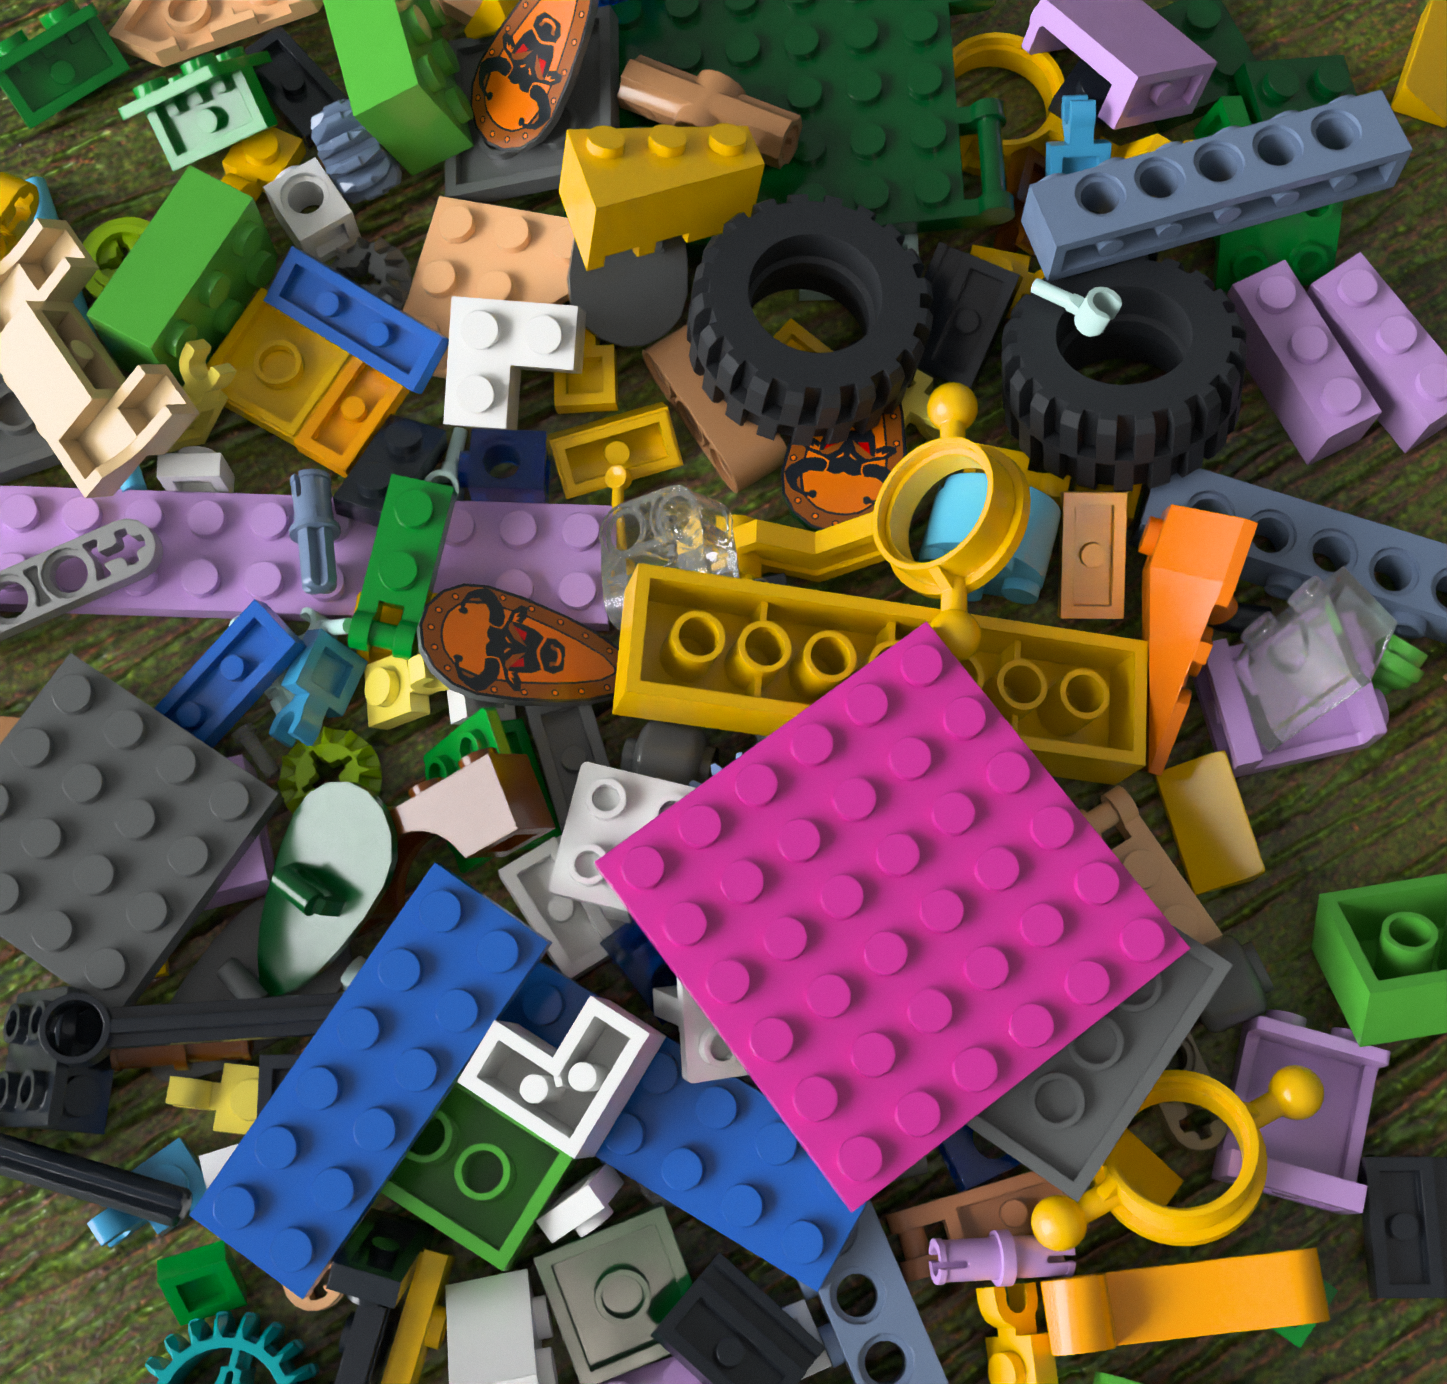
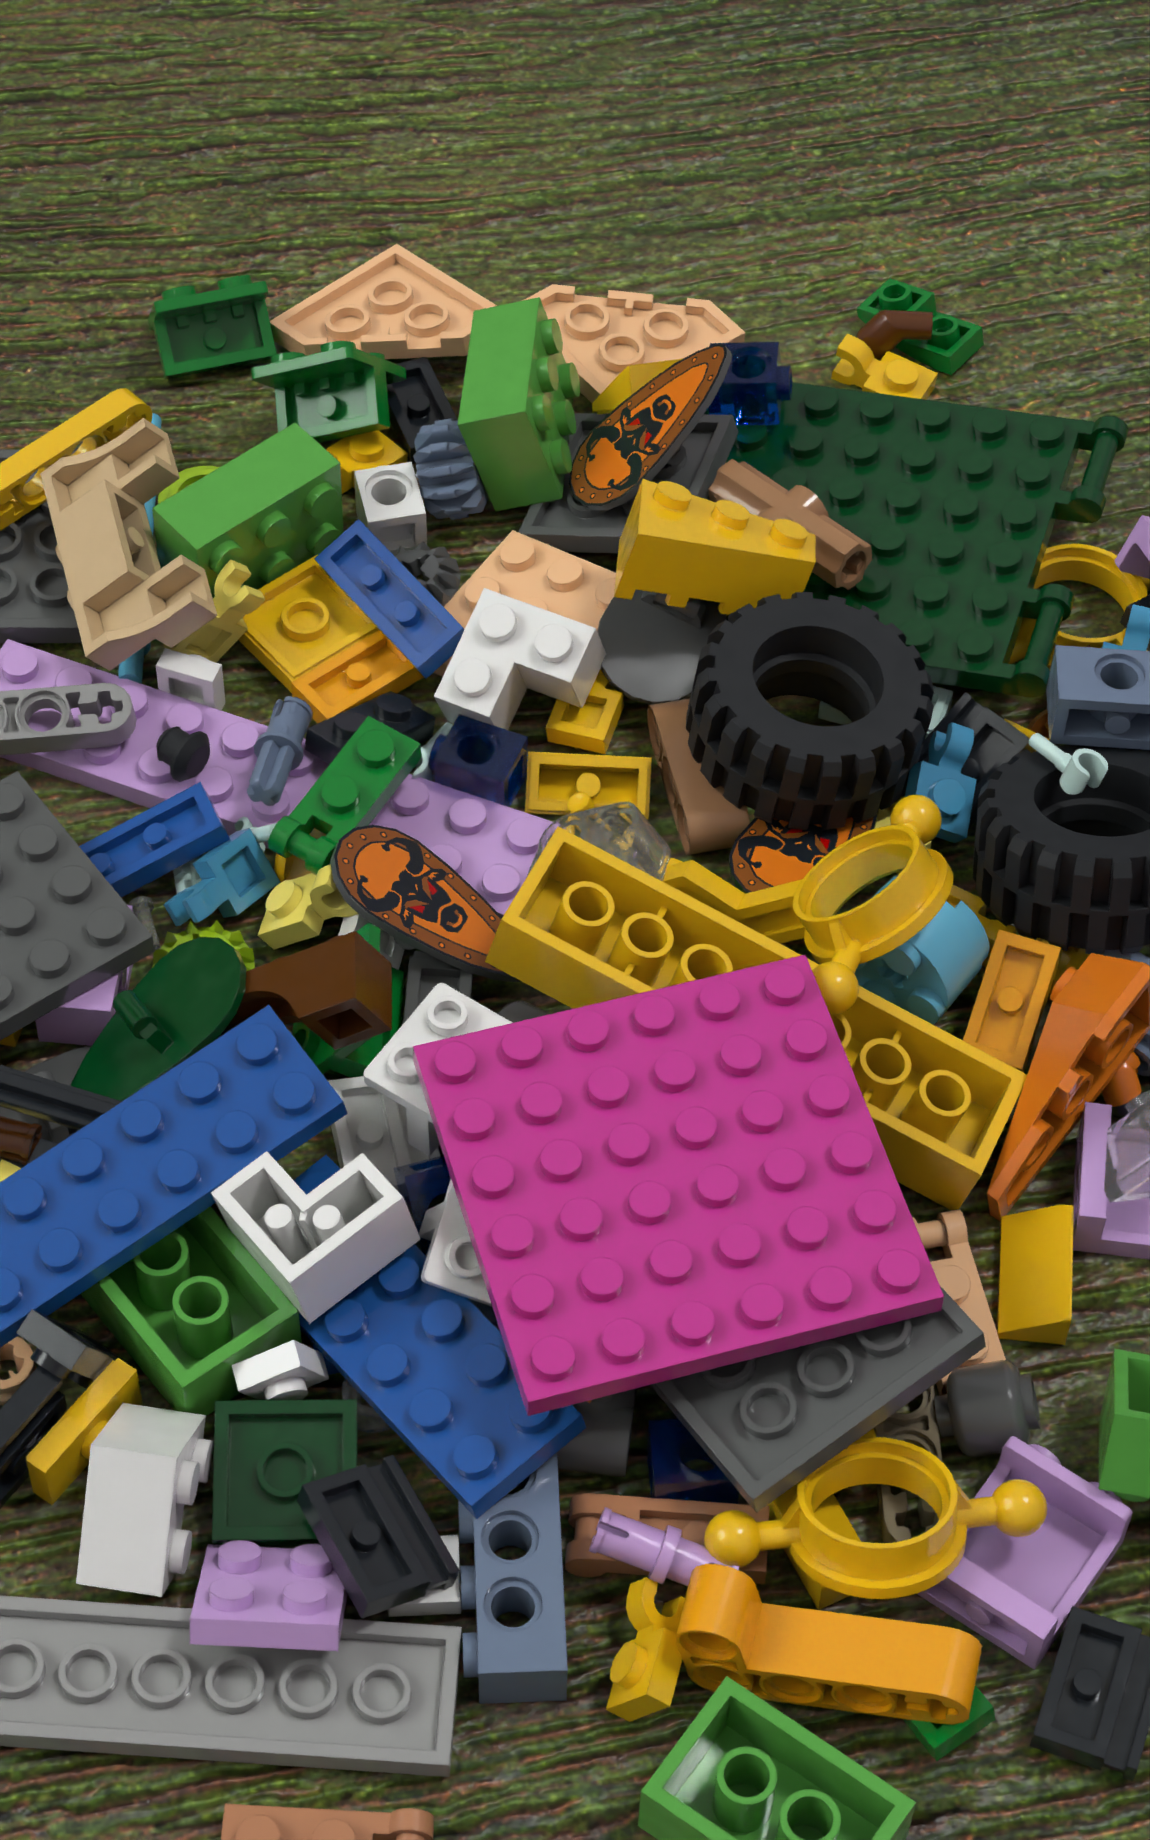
camera: 20 degrees right, 20 degrees down
(222, 563) = (183, 752): none -> black piece
(953, 352) = (942, 780): none -> dark azure plate

